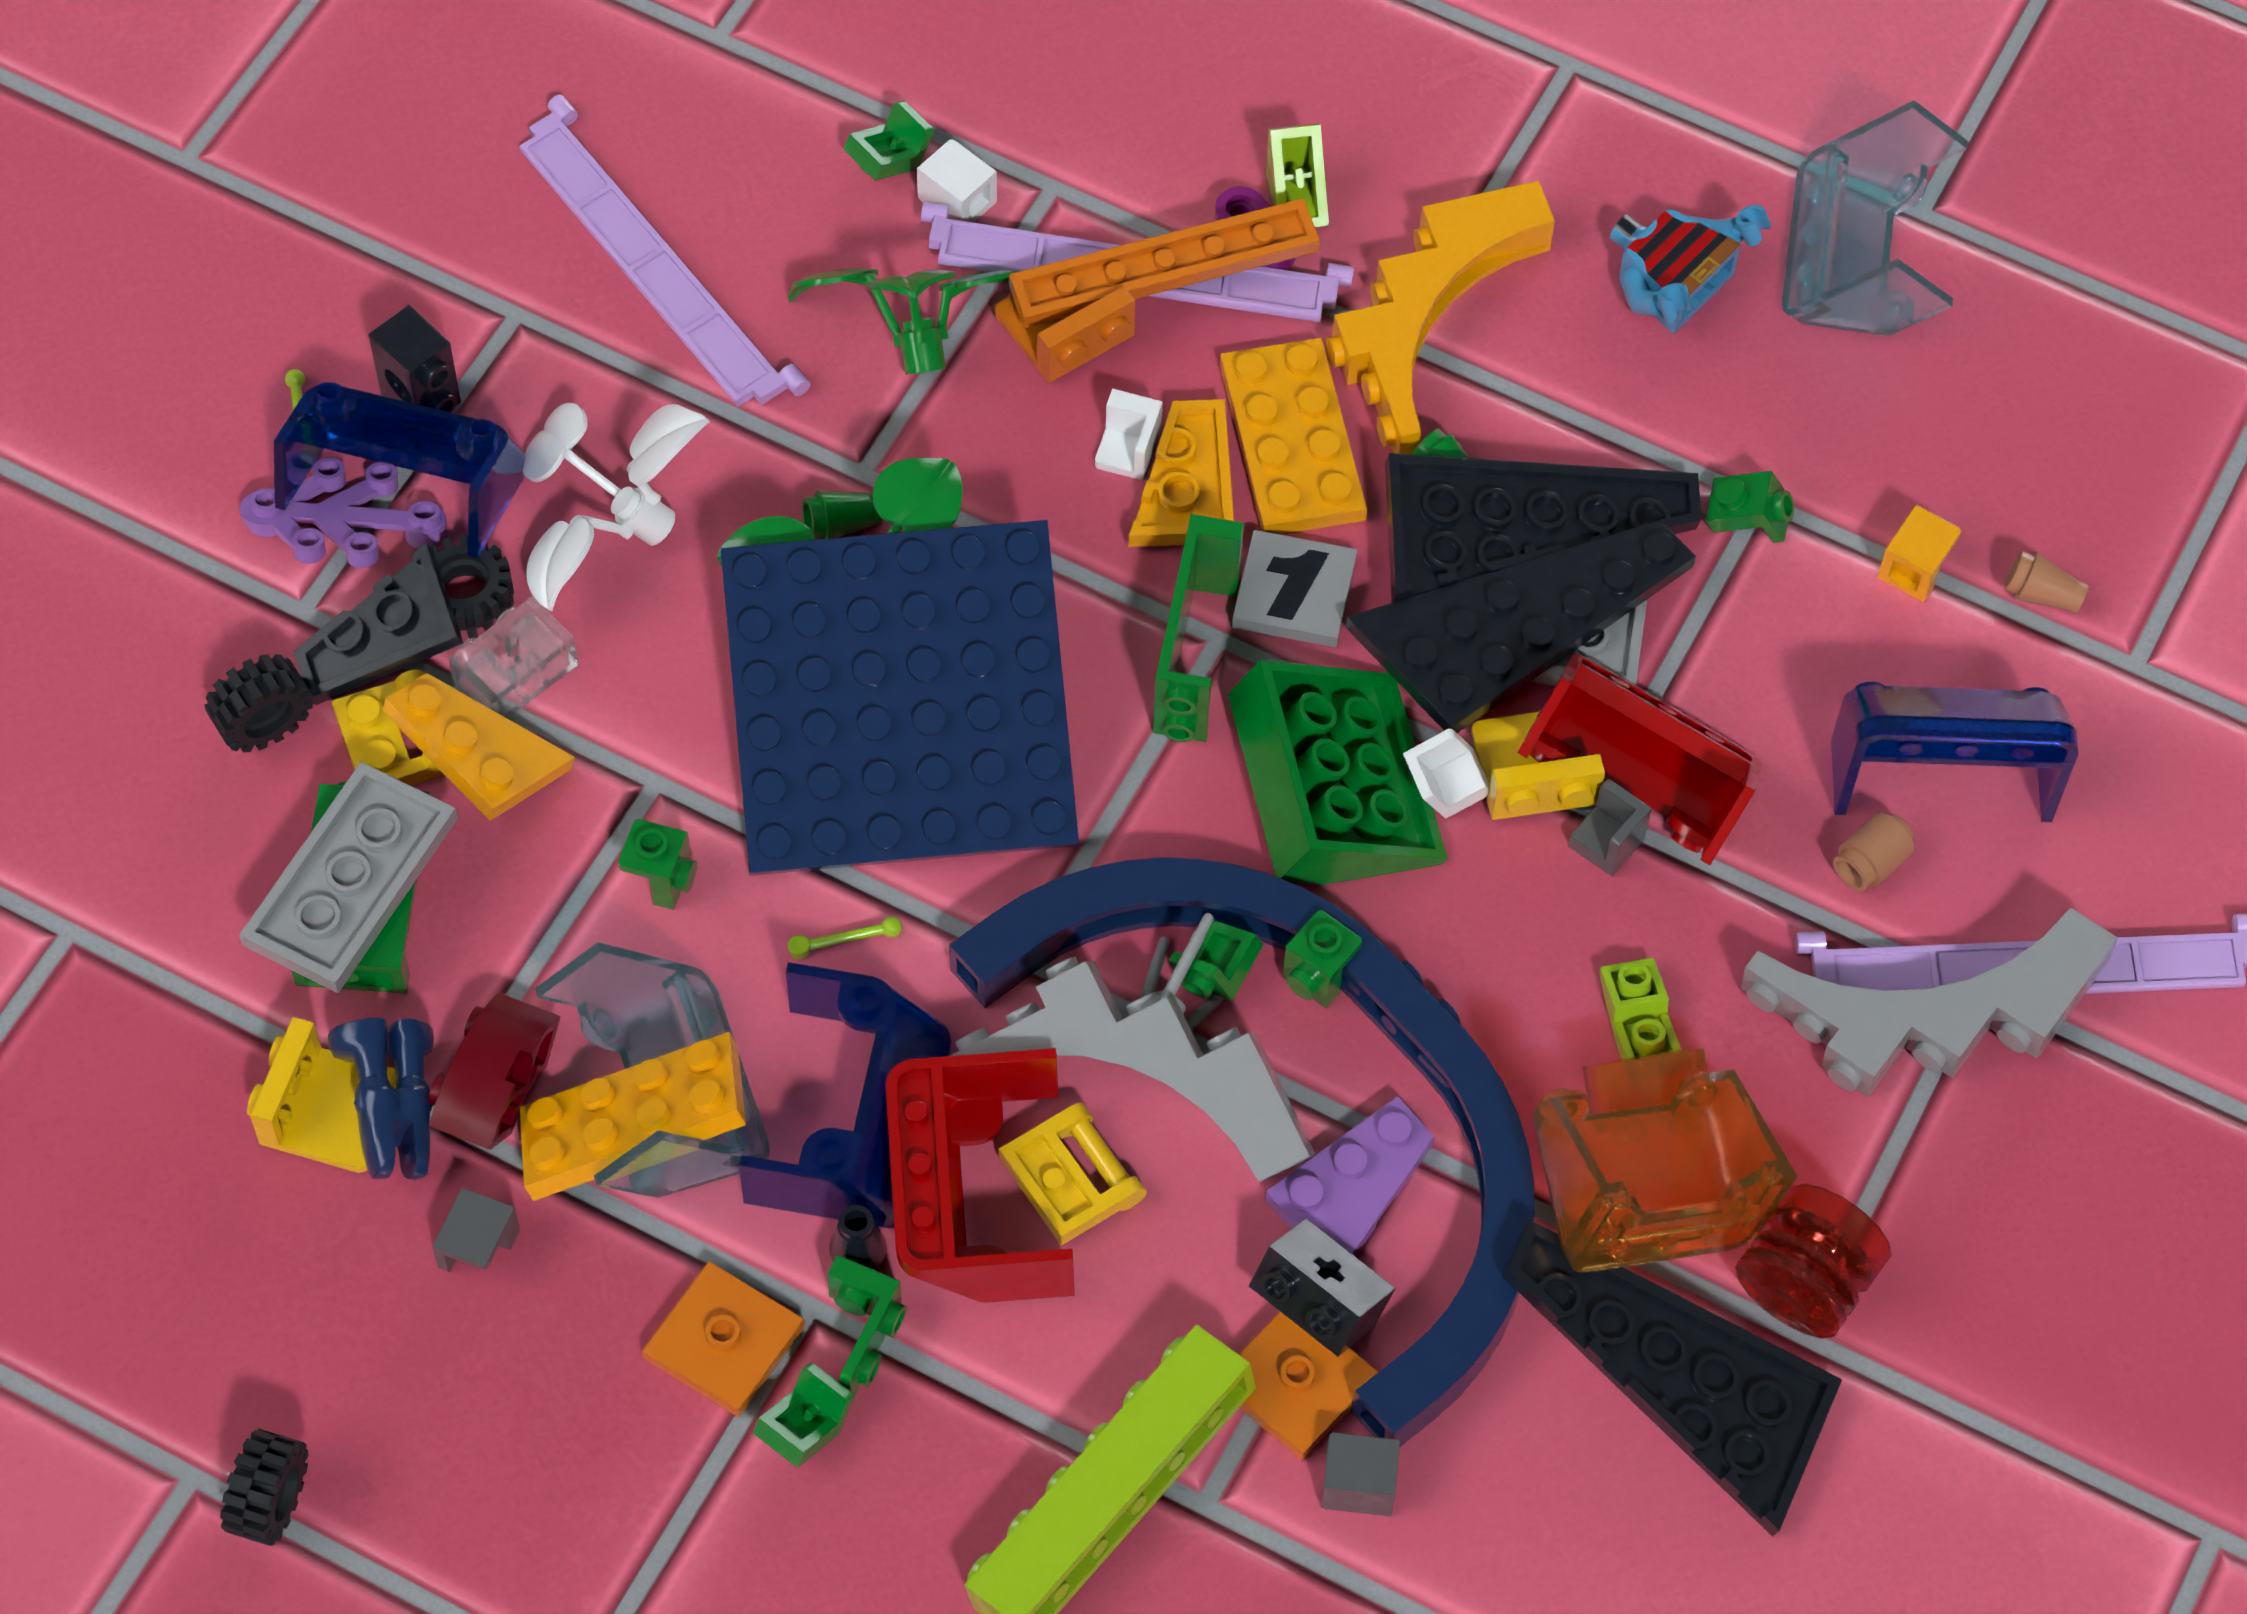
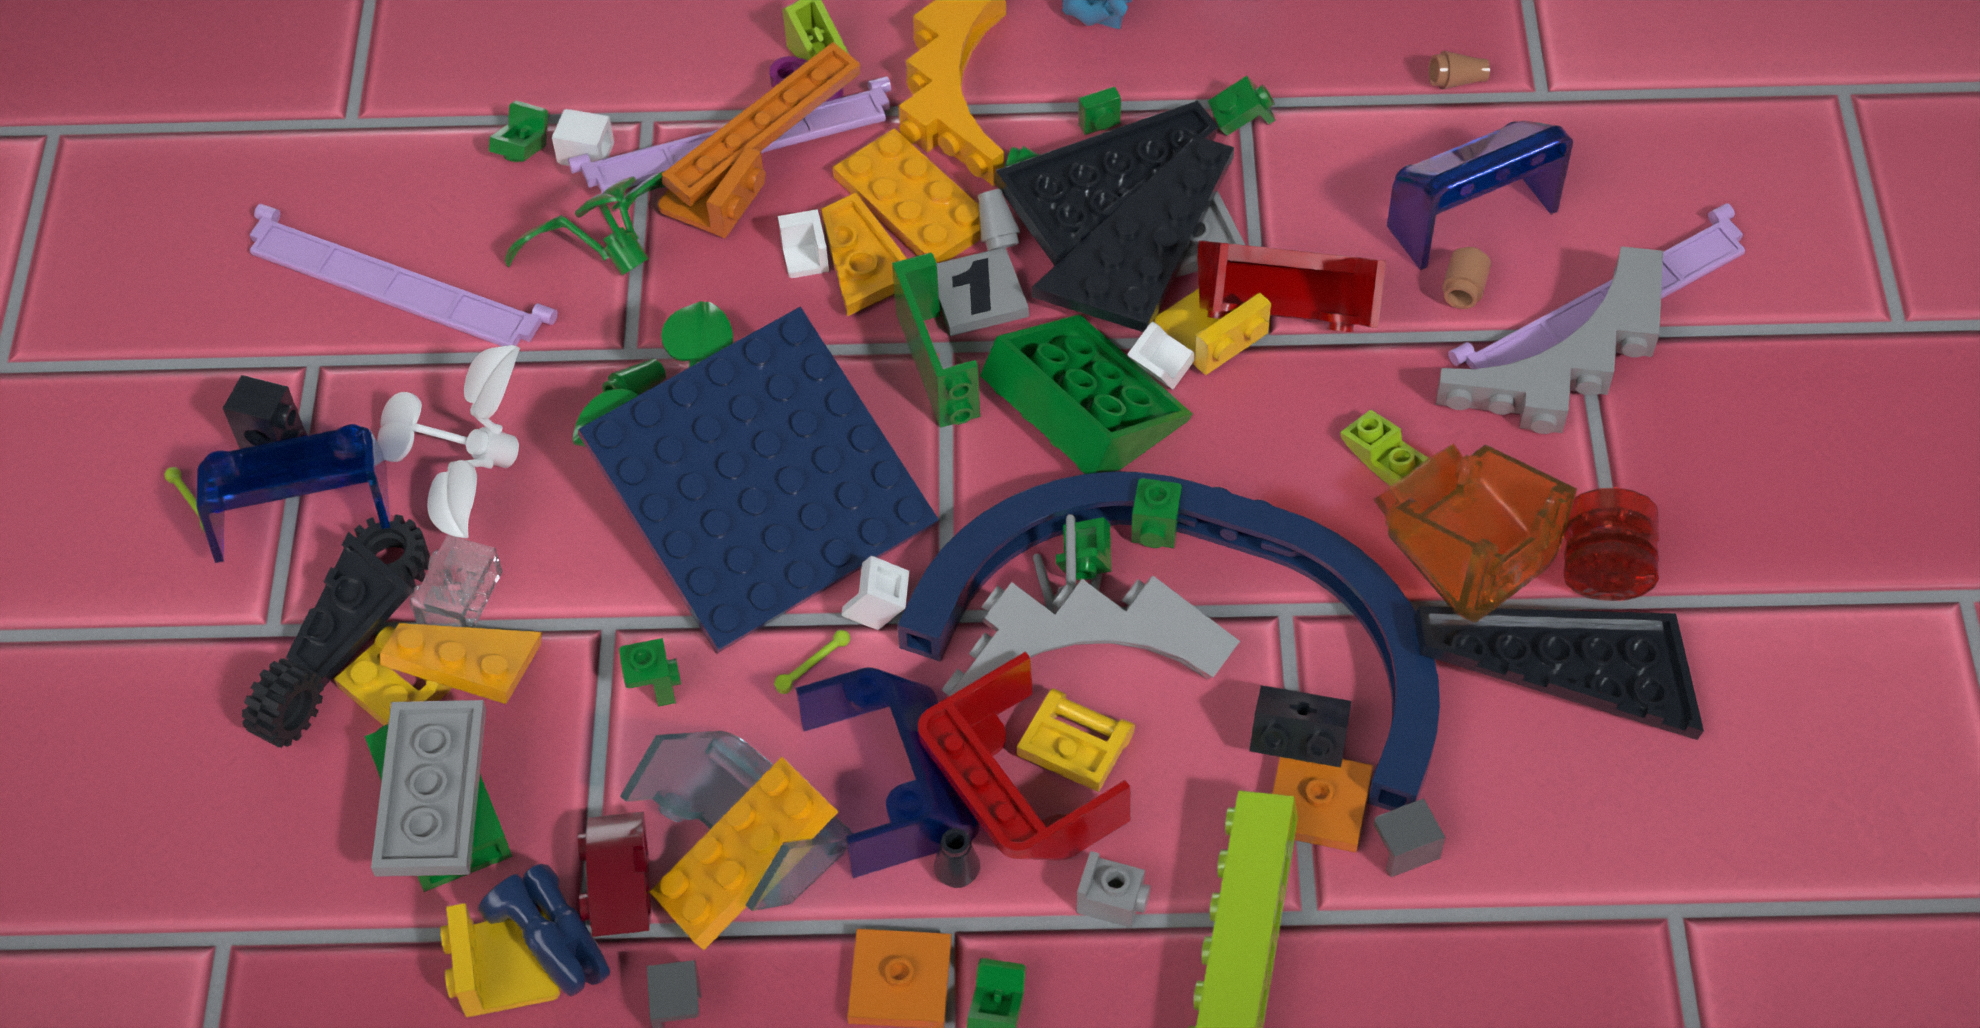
camera: 25 degrees left, 5 degrees down
(335, 515) = (264, 549): medium lavender plant -> none
(861, 1292) = (988, 890): green bracket -> none
(953, 896) = (880, 594): none -> white panel
(1000, 1382) = (1113, 905): none -> light grey brick
(1355, 1176) = (1268, 647): medium lavender wing -> none
(1362, 514) = (996, 221): none -> light grey cone
(1574, 431) = (1099, 110): none -> green plate
(1612, 828) = (1289, 340): dark grey panel -> none
(1918, 552) = (1369, 86): light orange panel -> none

